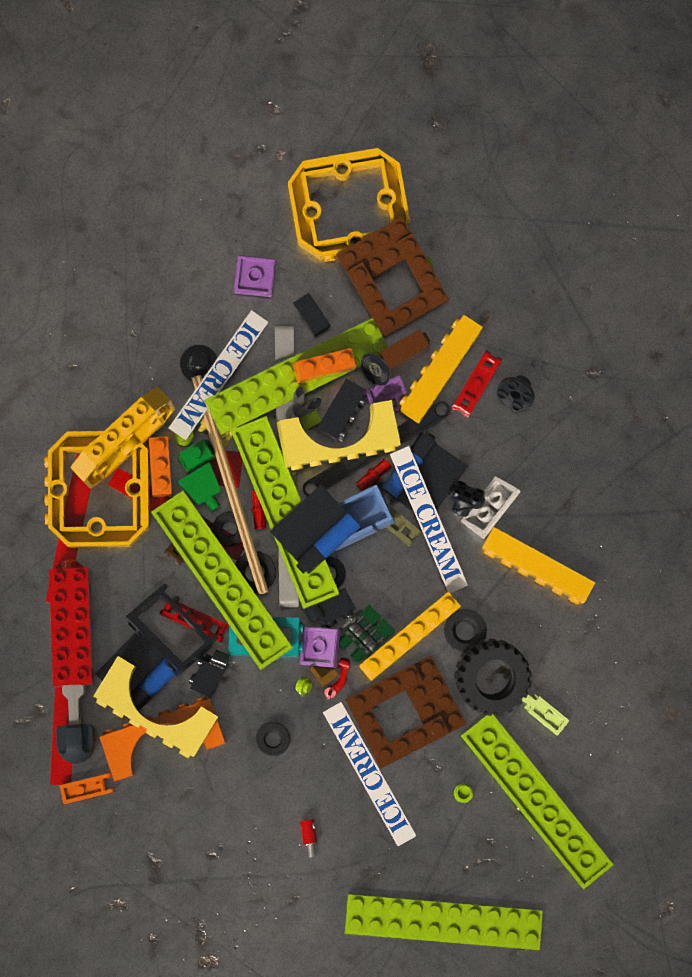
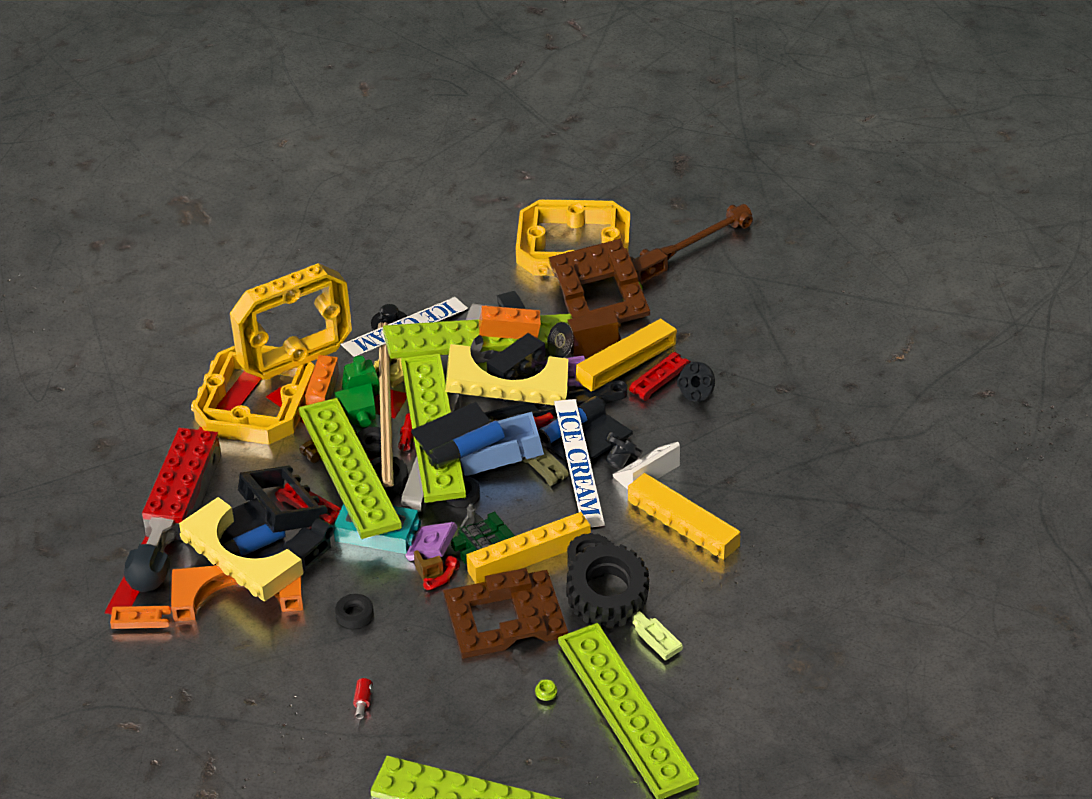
camera: 15 degrees right, 40 degrees down
(254, 276) = (466, 273): medium lavender plate -> none
(304, 685) = (403, 571): lime plate -> none
(331, 609) = (450, 510): black hinge -> none
(369, 774) = (448, 662): white sticker -> none
(436, 222) = (655, 262): none -> reddish brown bar

